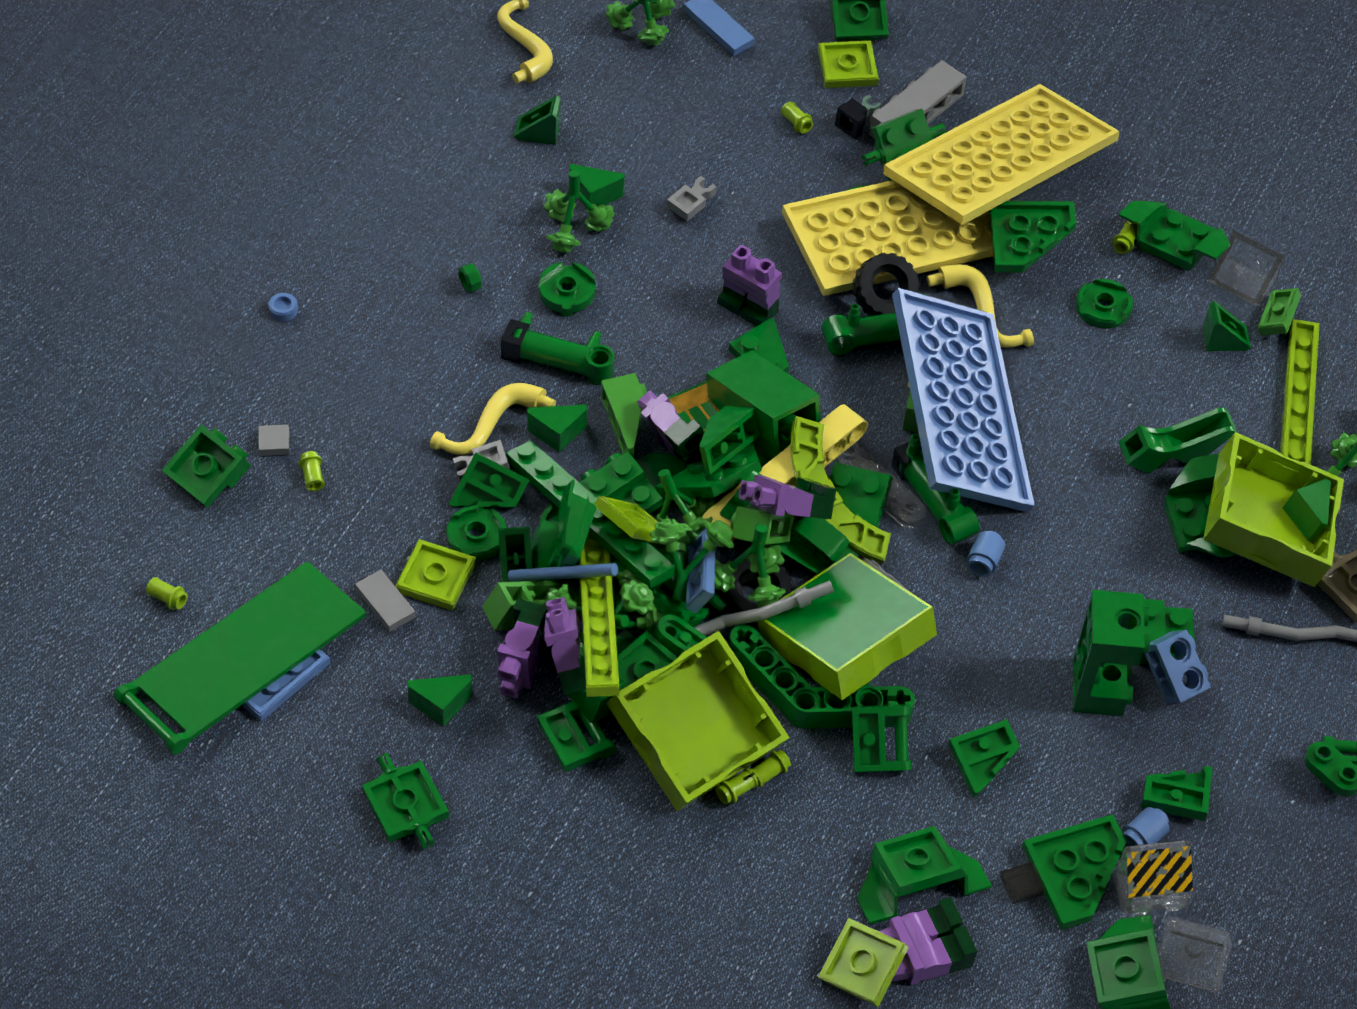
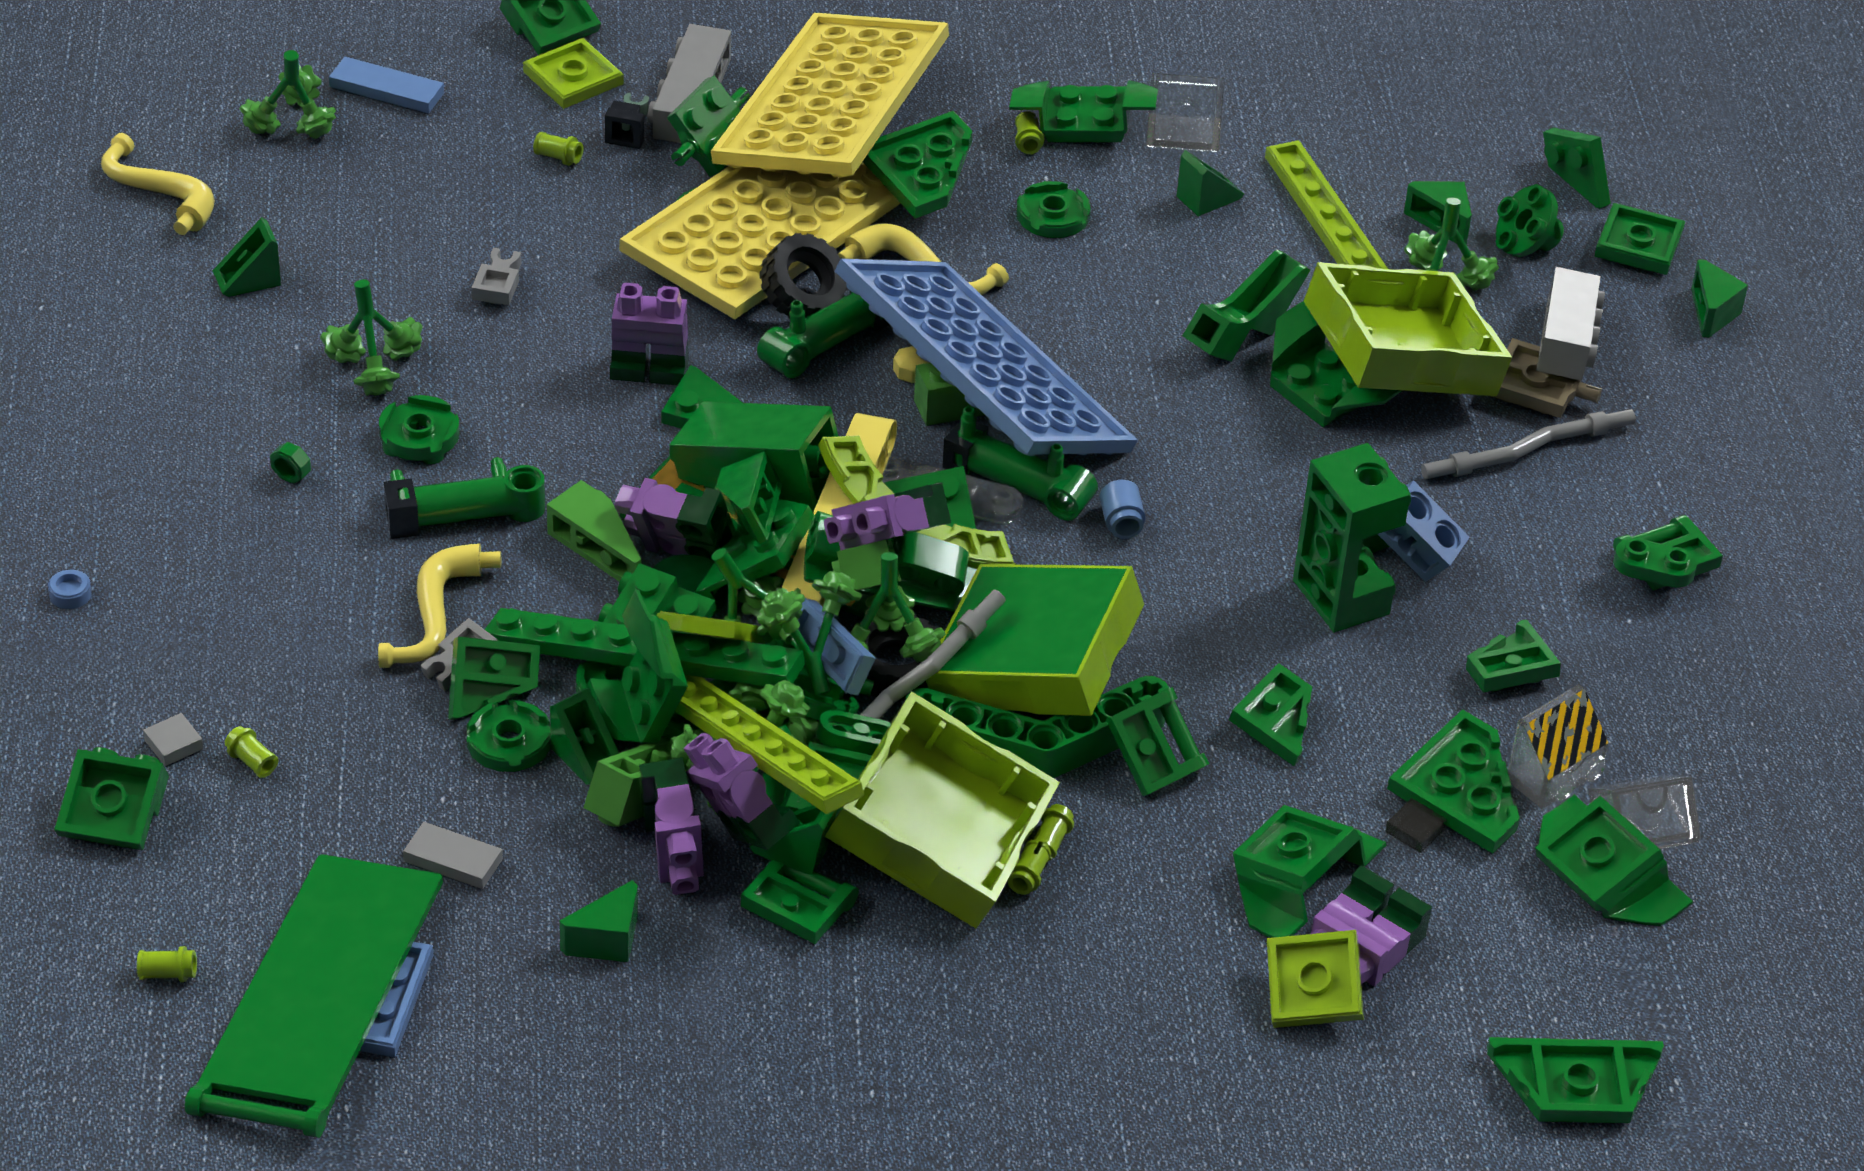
camera: 30 degrees left, 10 degrees down
(405, 801) = (649, 1058): green plate -> none
(435, 574) = (494, 801): lime tile -> none
(557, 424) = (519, 577): green slope -> none
(564, 572) = (670, 716): medium blue bar -> none
(600, 185) = (388, 299): green slope -> none
(1147, 827) = (1505, 706): medium blue brick -> none
(1279, 311) = (1250, 144): bright green plate -> none
(1310, 508) = (1442, 317): green slope -> none

